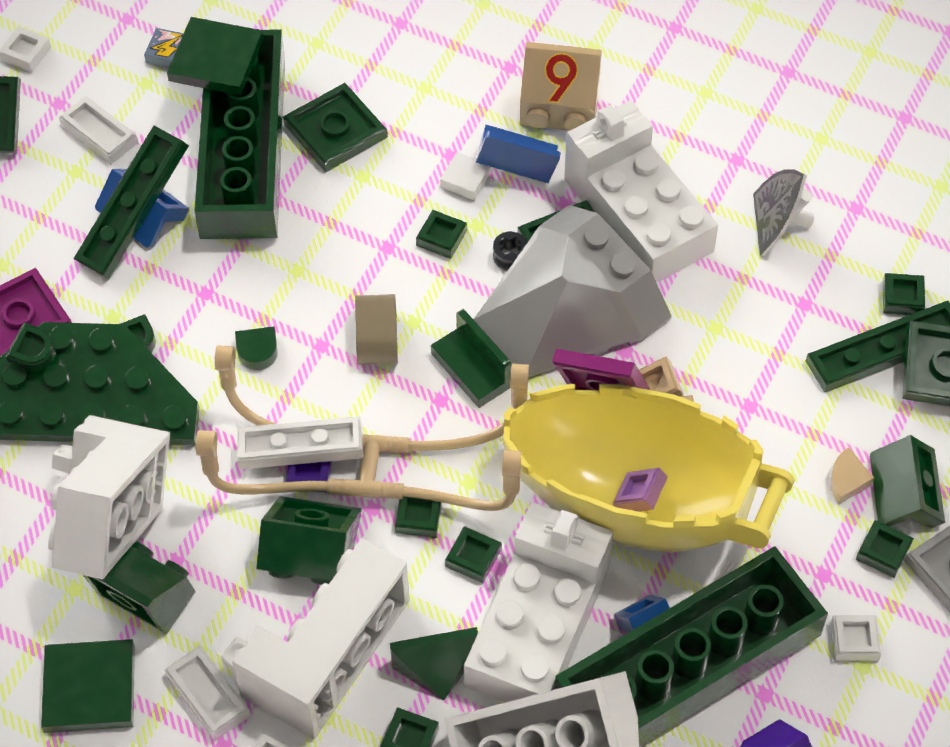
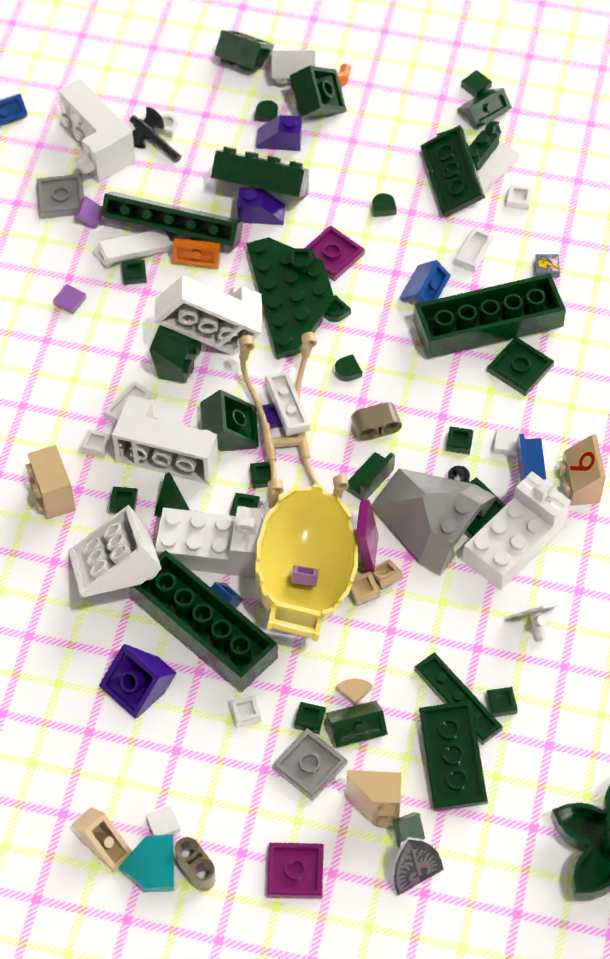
camera: 75 degrees right, 0 degrees up
(88, 686) = (118, 351): dark green tile -> none
(131, 202) = (417, 275): dark green tile -> none
(215, 55) = (528, 280): dark green tile -> none

